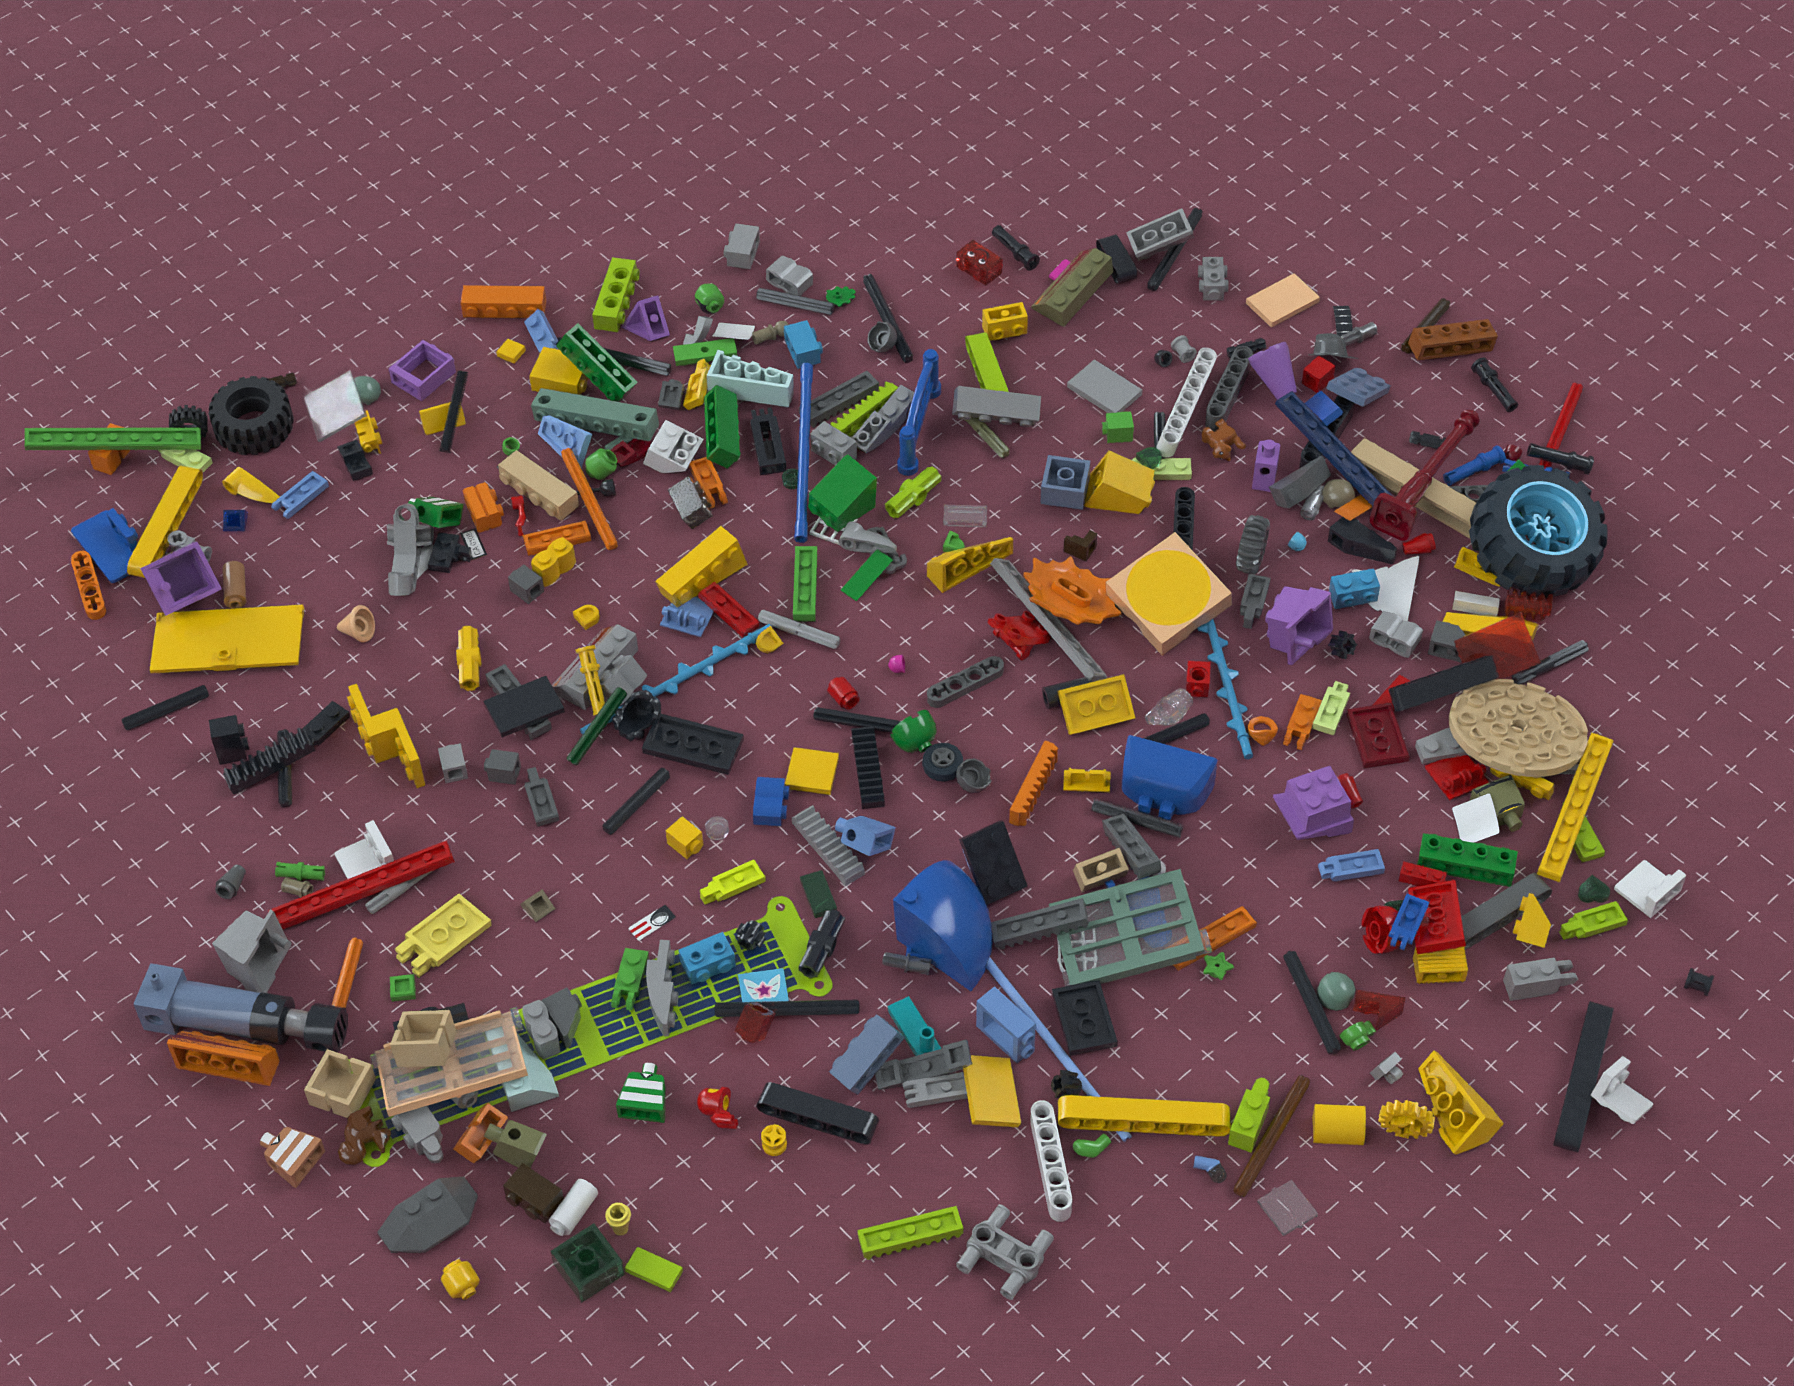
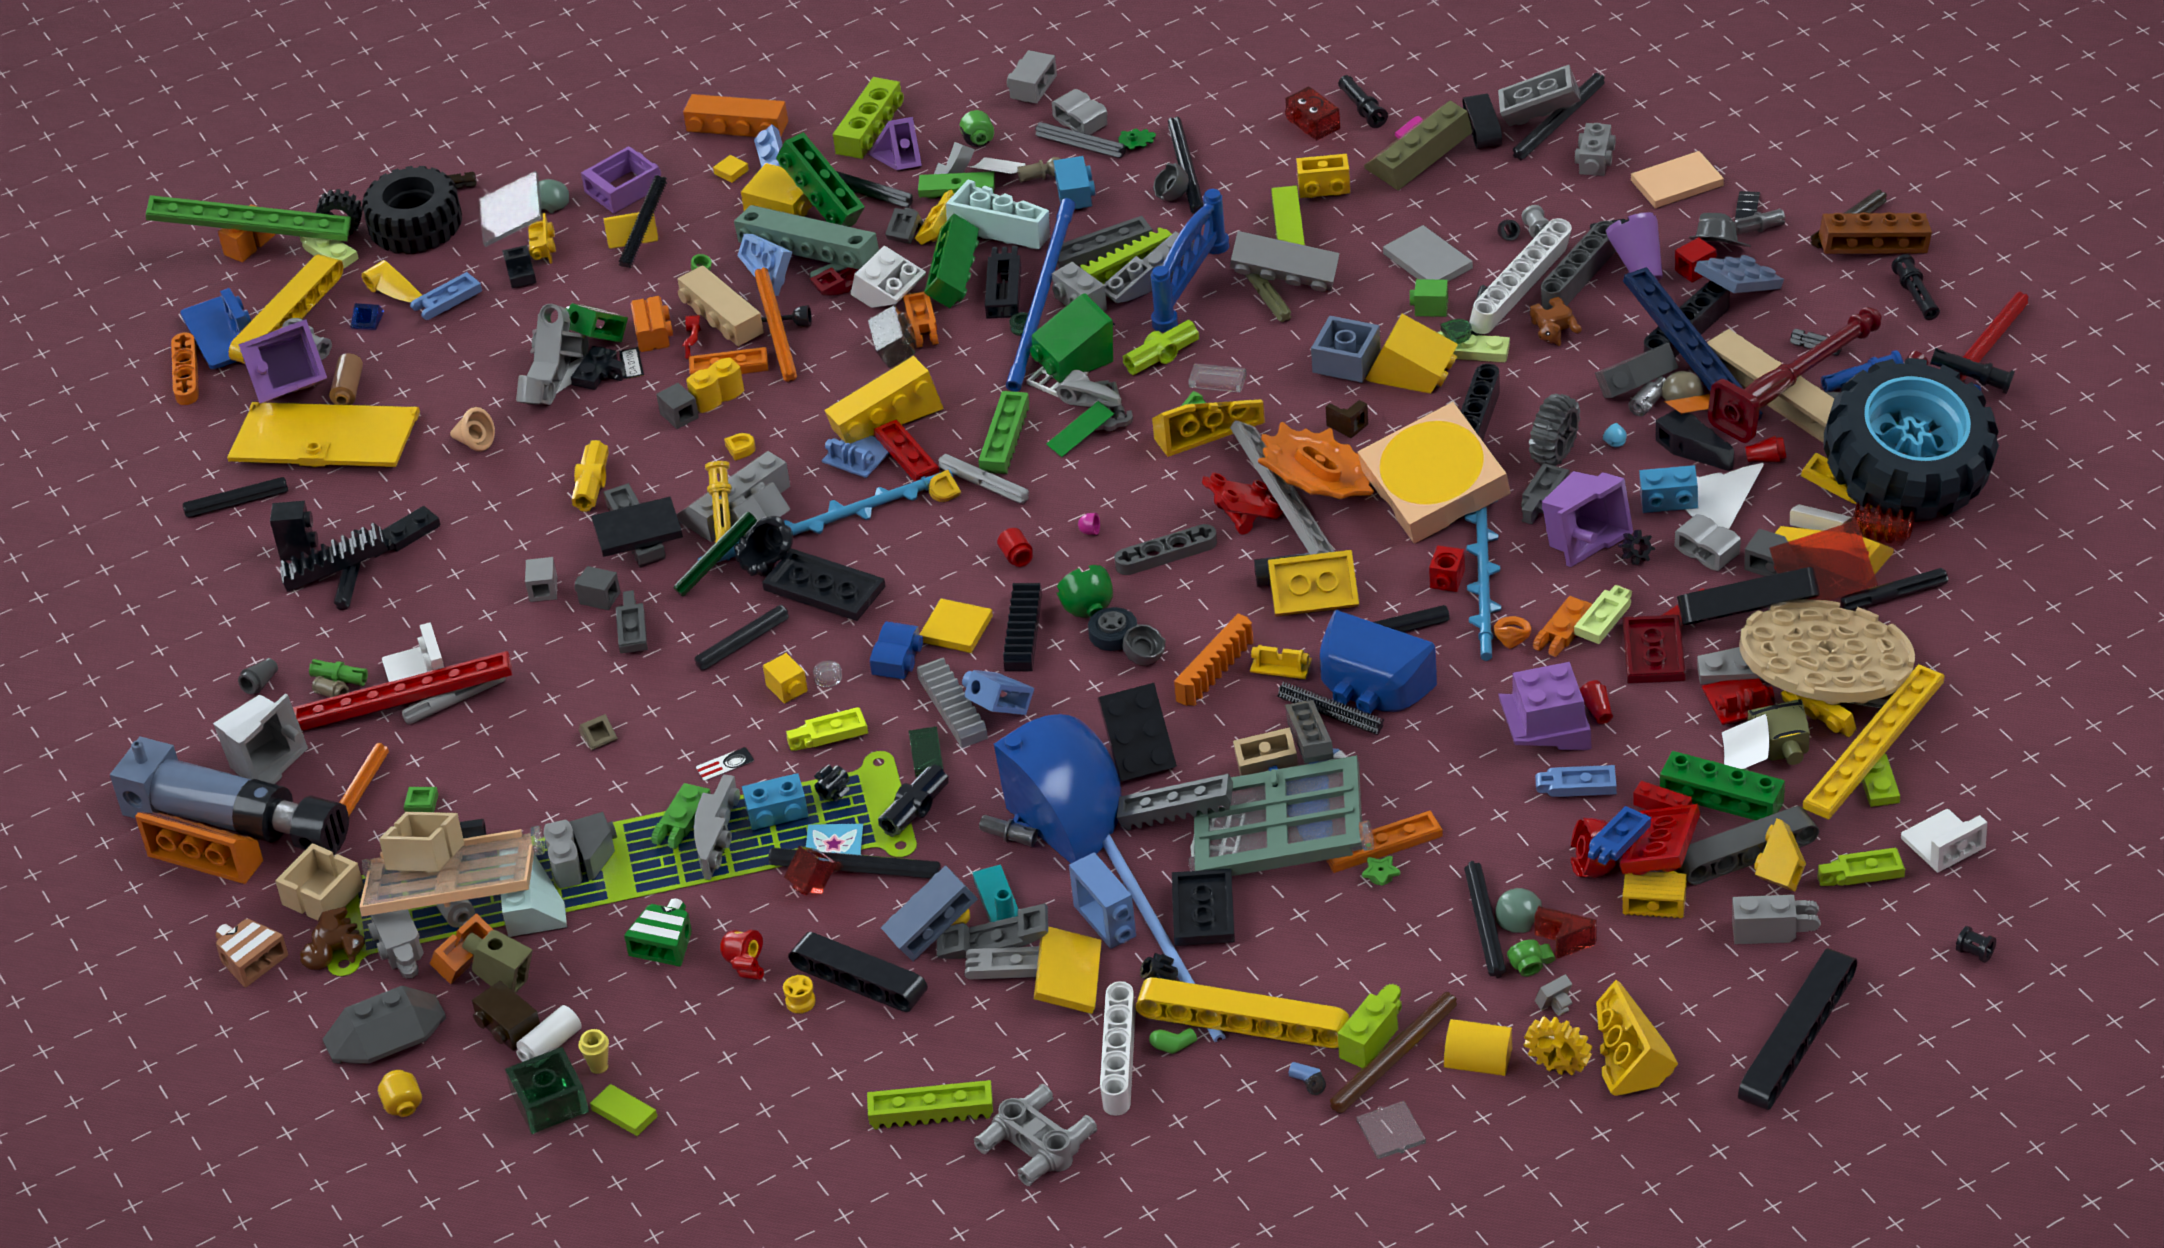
camera: 15 degrees right, 10 degrees down
(385, 736) = (469, 542): yellow bracket -> none
(442, 934) = (479, 751): light yellow tile -> none
(601, 464) = (799, 289): bright green head -> none
(854, 719) = (1015, 575): black axle -> none
(1170, 708) = (1404, 595): clear piece -> none
(1267, 457) = (1599, 338): medium lavender torso -> none
(1324, 408) = (1686, 293): blue tile -> none
(1593, 890) = (1873, 836): clear green tile -> none
(1618, 1096) = (1824, 1042): white bracket -> none

